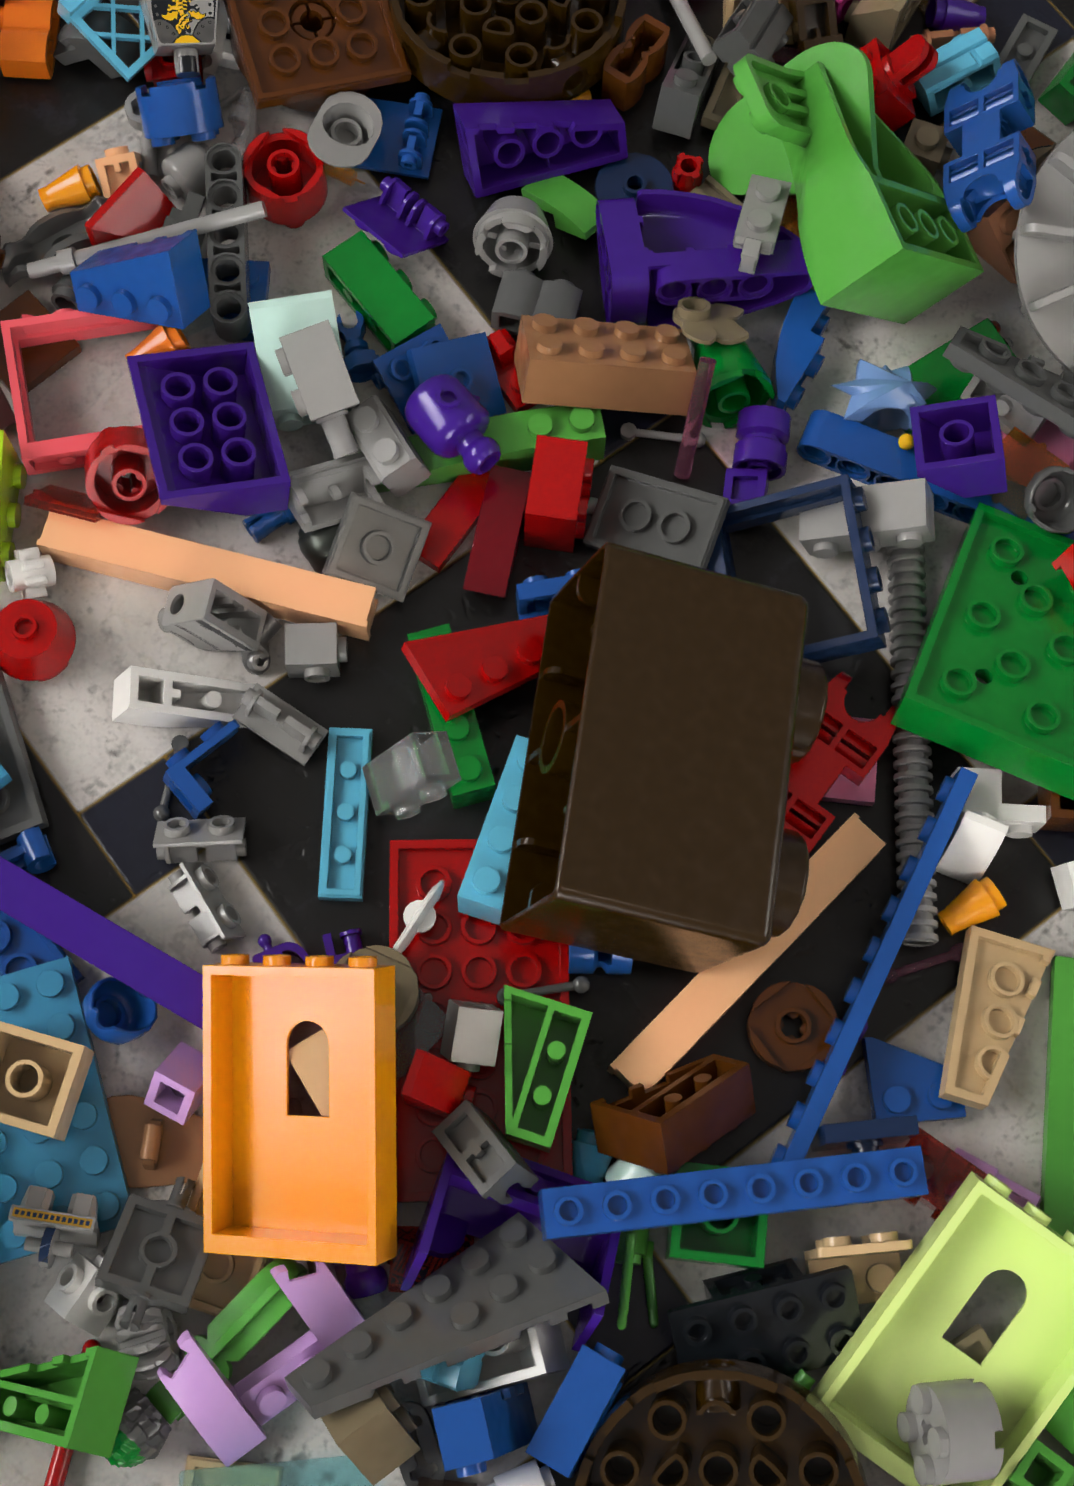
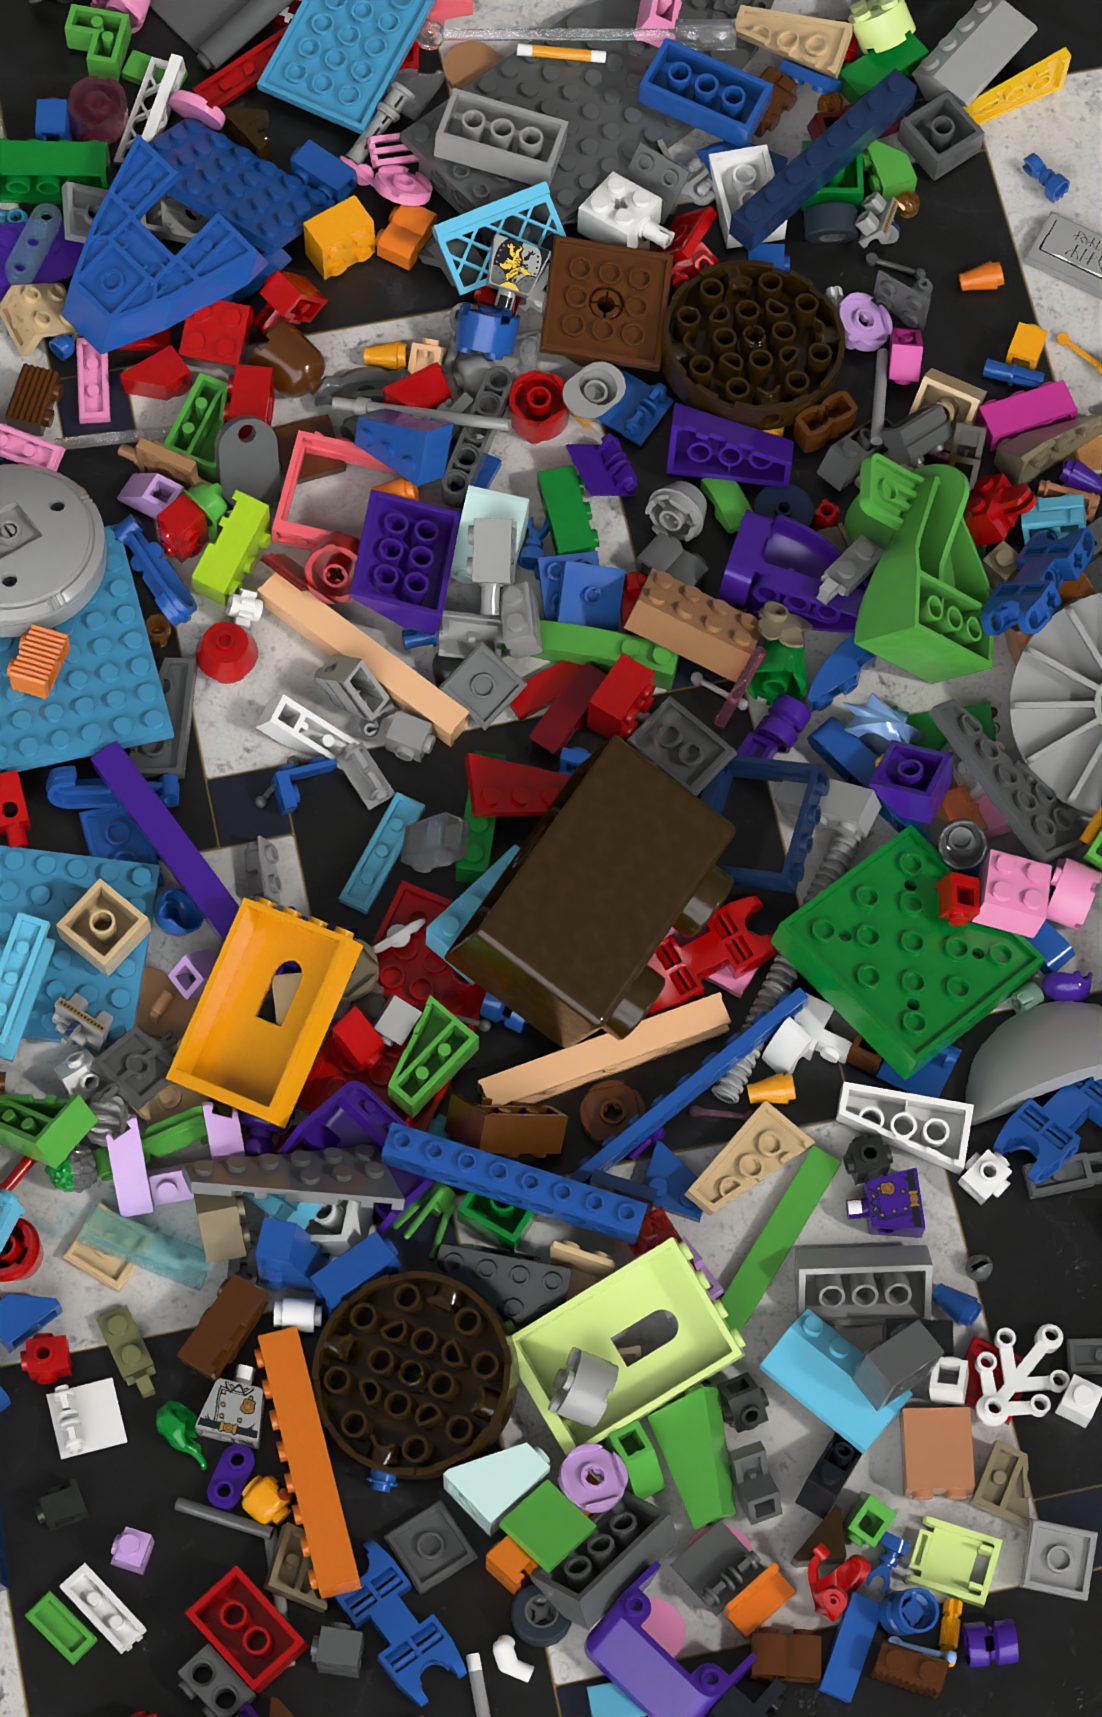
camera: 25 degrees right, 5 degrees down
(180, 838) = (292, 830): light grey hinge -> none
(452, 422) = (570, 621): dark purple piece -> none
(483, 1153) = (368, 1091): dark grey hinge -> none

